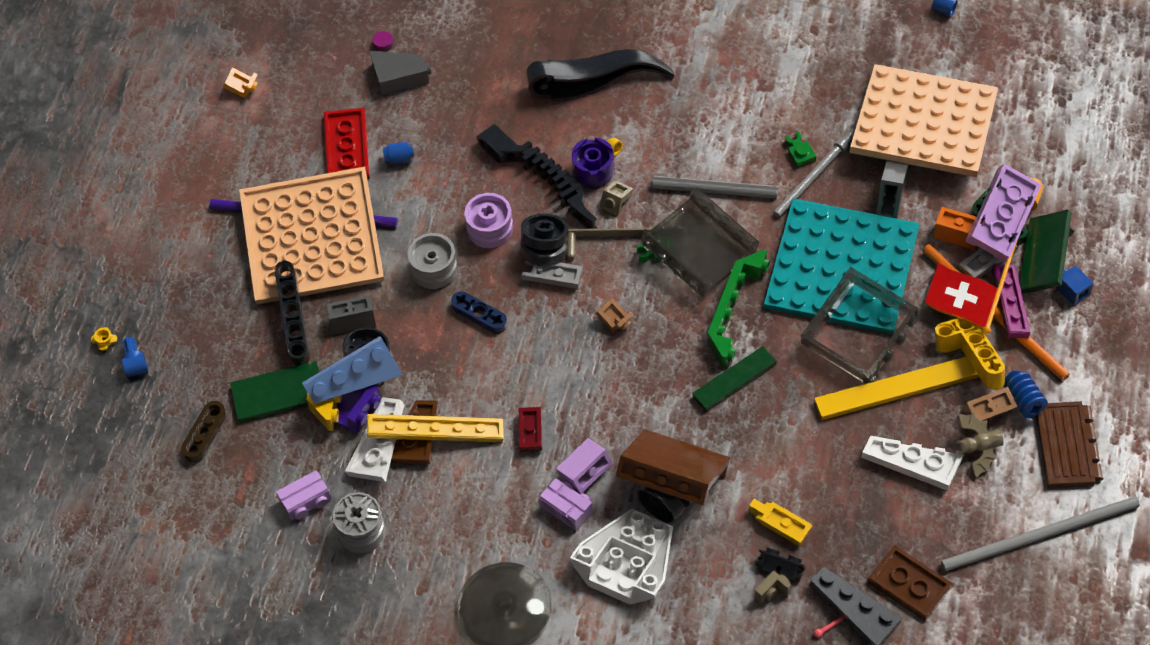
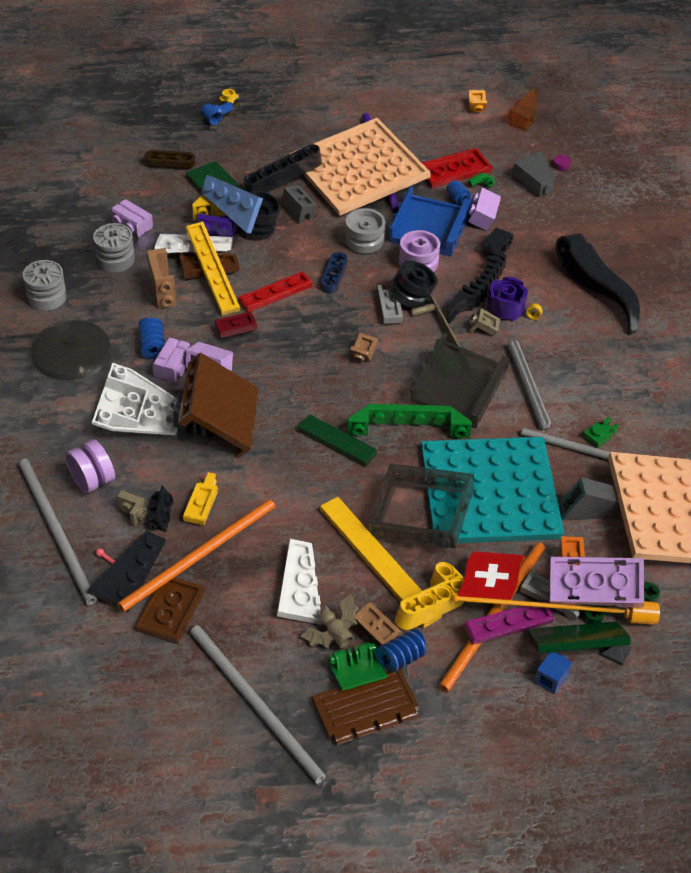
camera: 65 degrees right, 10 degrees down
(284, 43) = (523, 113): none -> clear orange slope
(381, 123) = (483, 179): none -> green arm
(398, 621) = (44, 285): none -> light grey wheel
(434, 193) = (430, 215): none -> blue panel
(437, 487) = (162, 283): none -> medium nougat panel
(441, 137) = (484, 208): none -> lavender brick
(487, 378) = (275, 291): none -> red tile
(523, 516) = (151, 337): none -> blue piece
(713, 612) = (90, 466): none -> lavender wheel
(855, 541) = (195, 556): none -> orange piece
(1029, 438) = (356, 668): none -> green hinge

